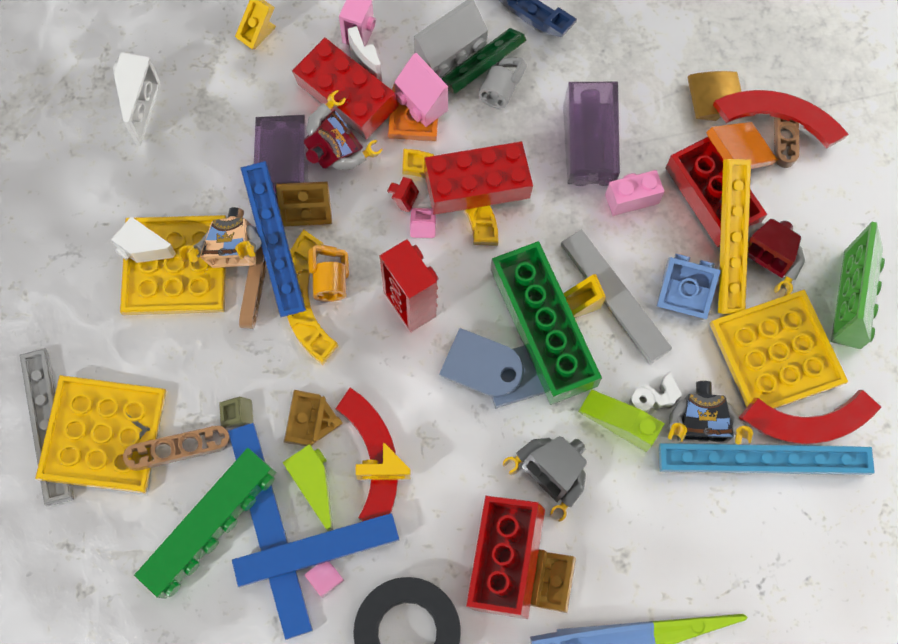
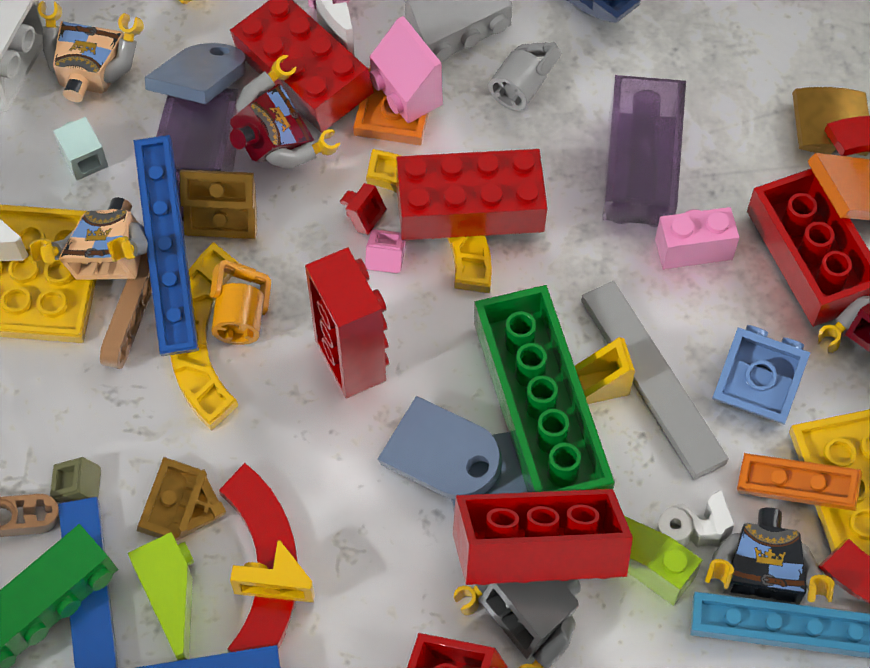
camera: 10 degrees right, 10 degrees down
(191, 98) = (87, 55): none -> torso
(199, 169) = (80, 148): none -> light aqua brick
(274, 104) = (198, 72): none -> sand blue tile
(483, 60) = (501, 44): dark green tile -> none
(558, 422) = (541, 536): none -> red brick
(721, 360) = (800, 481): none -> orange tile
(734, 235) = (835, 306): yellow tile -> none

